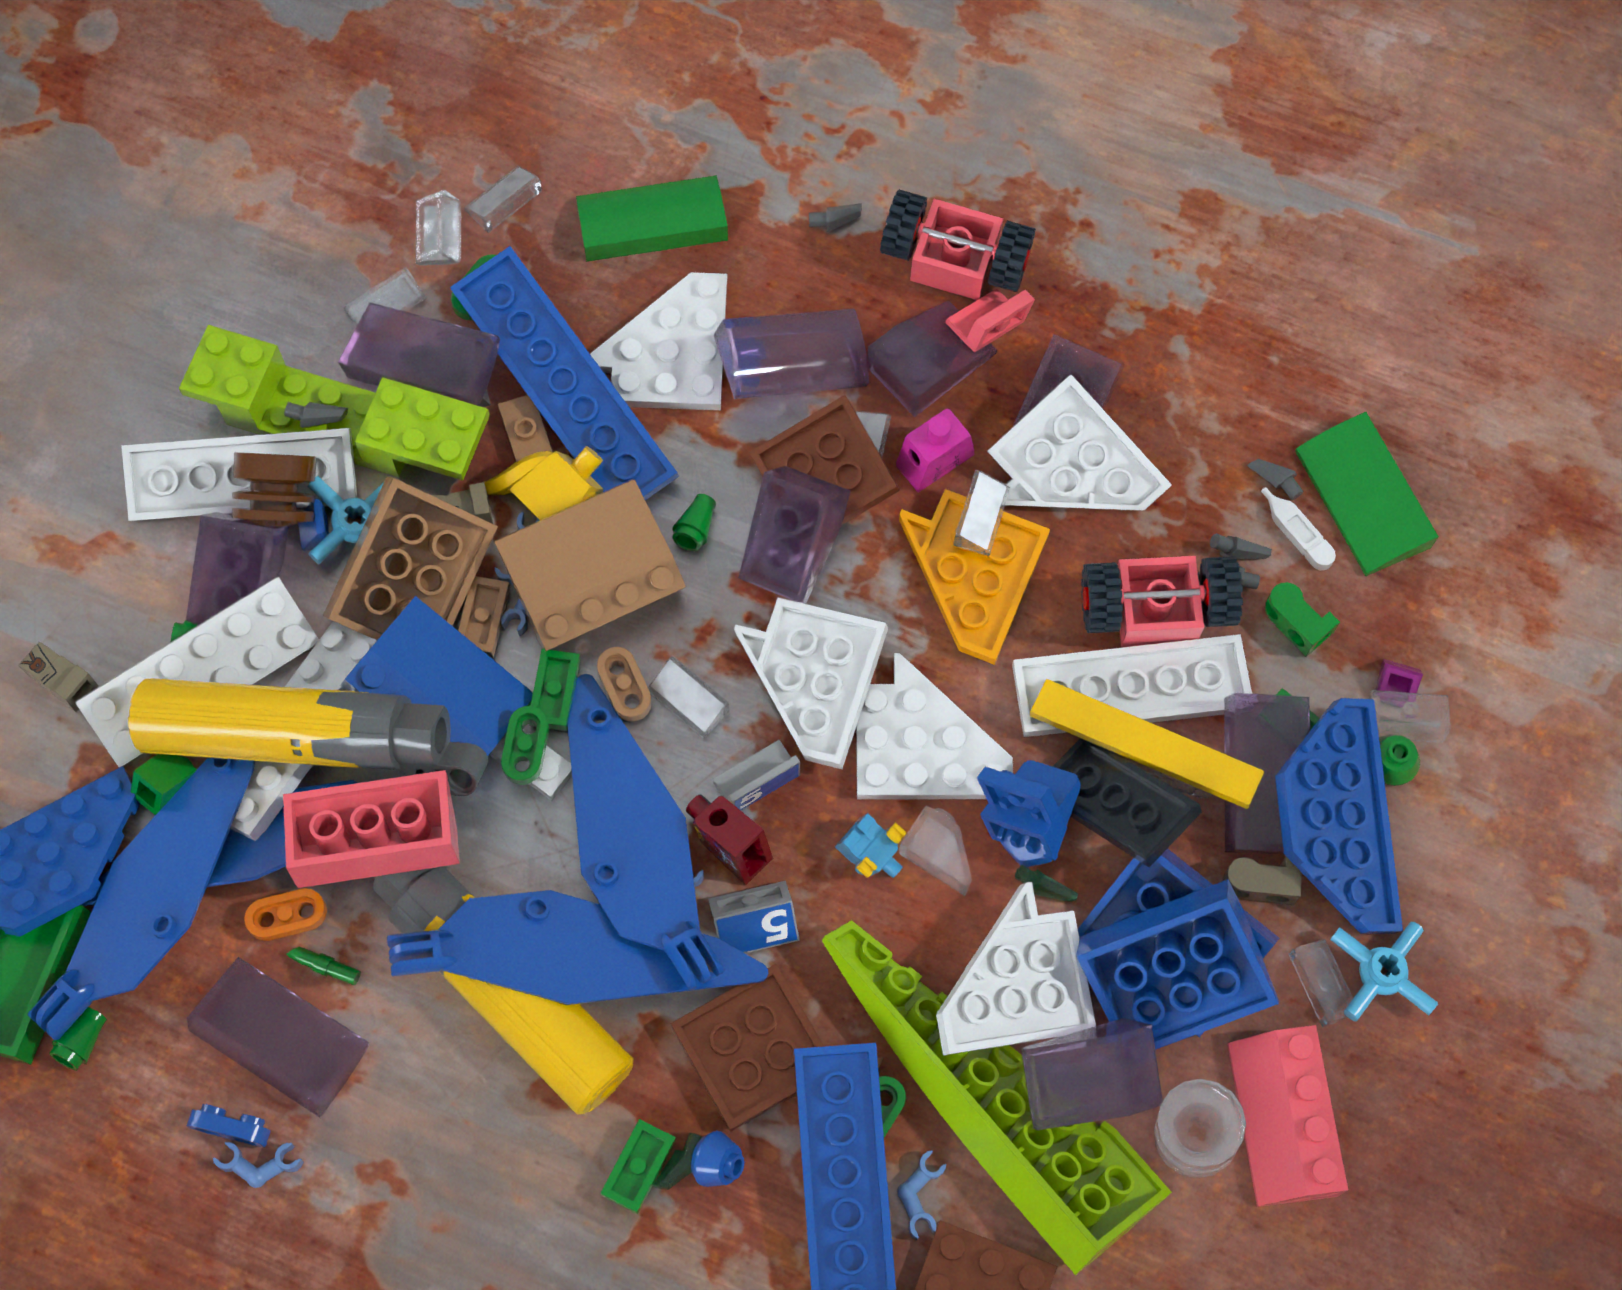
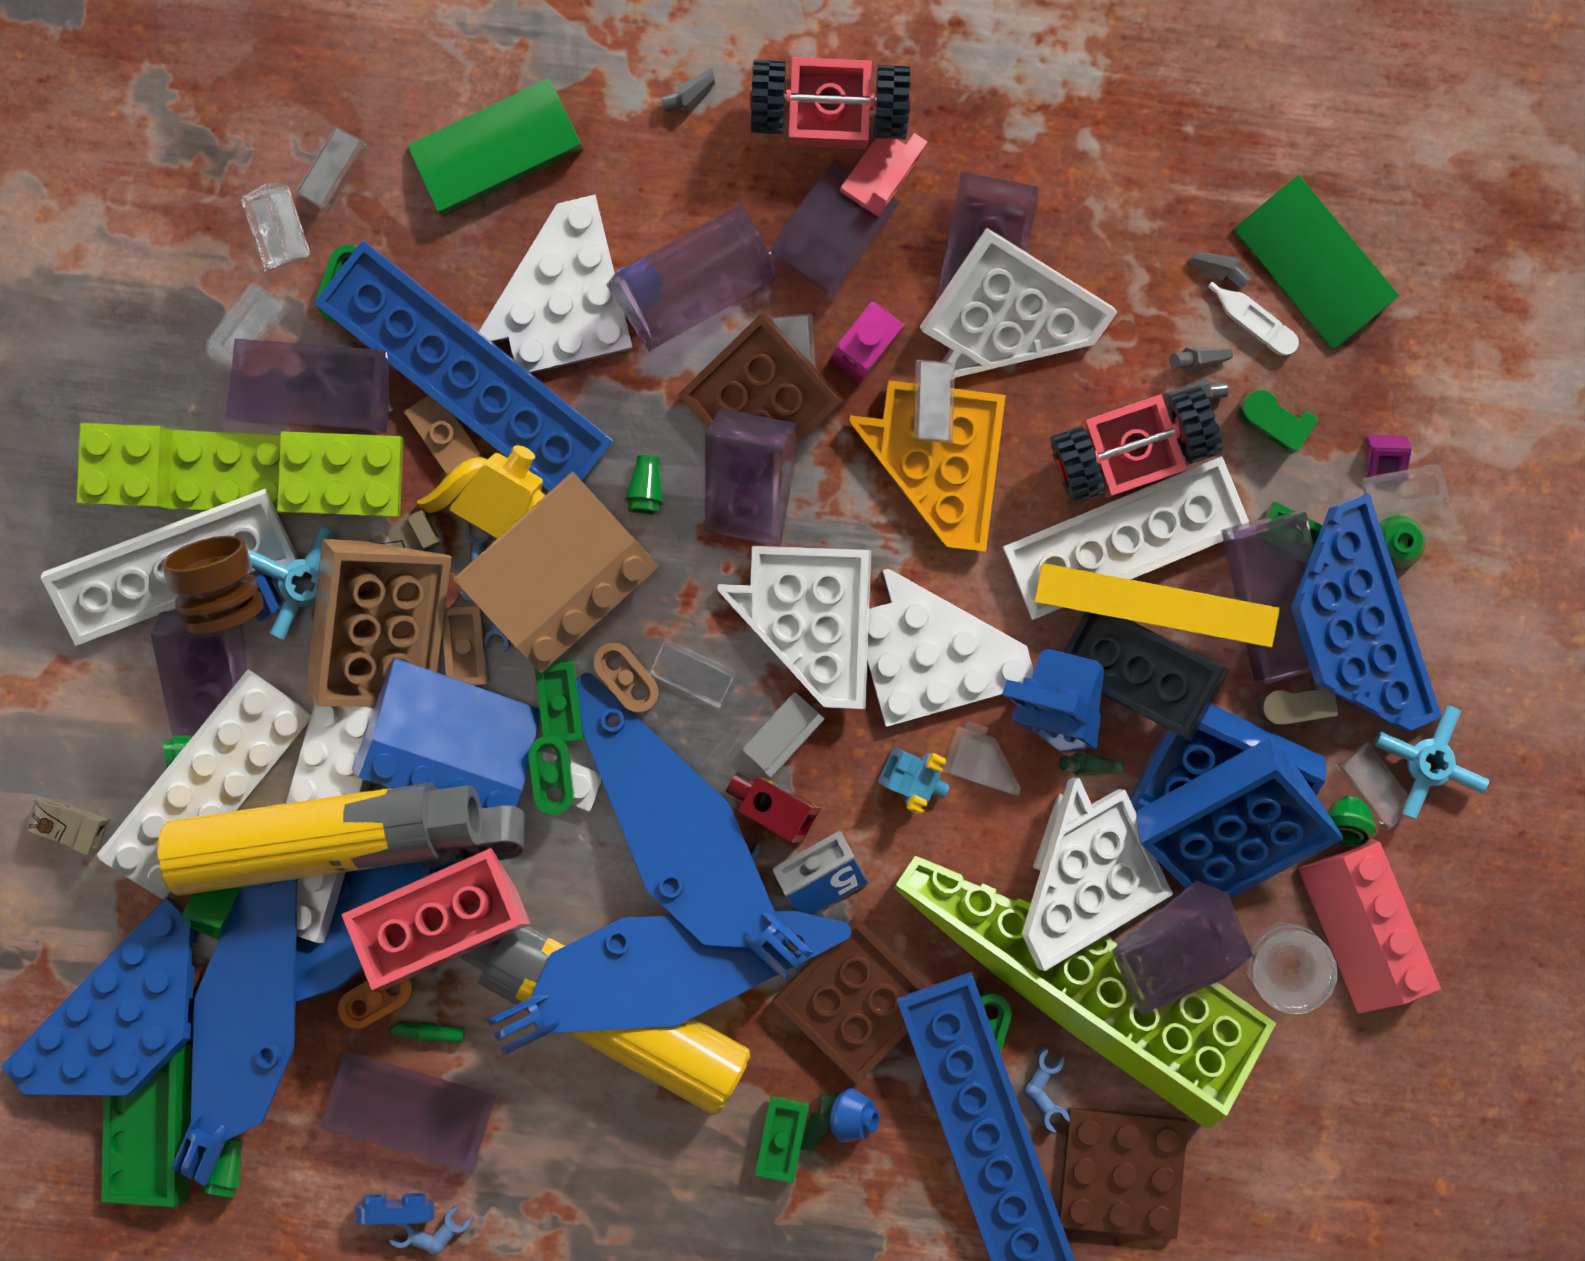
camera: 15 degrees left, 20 degrees up
(315, 413) = (223, 481): dark grey bar -> none
(1294, 1006) = (1353, 820): none -> green cone

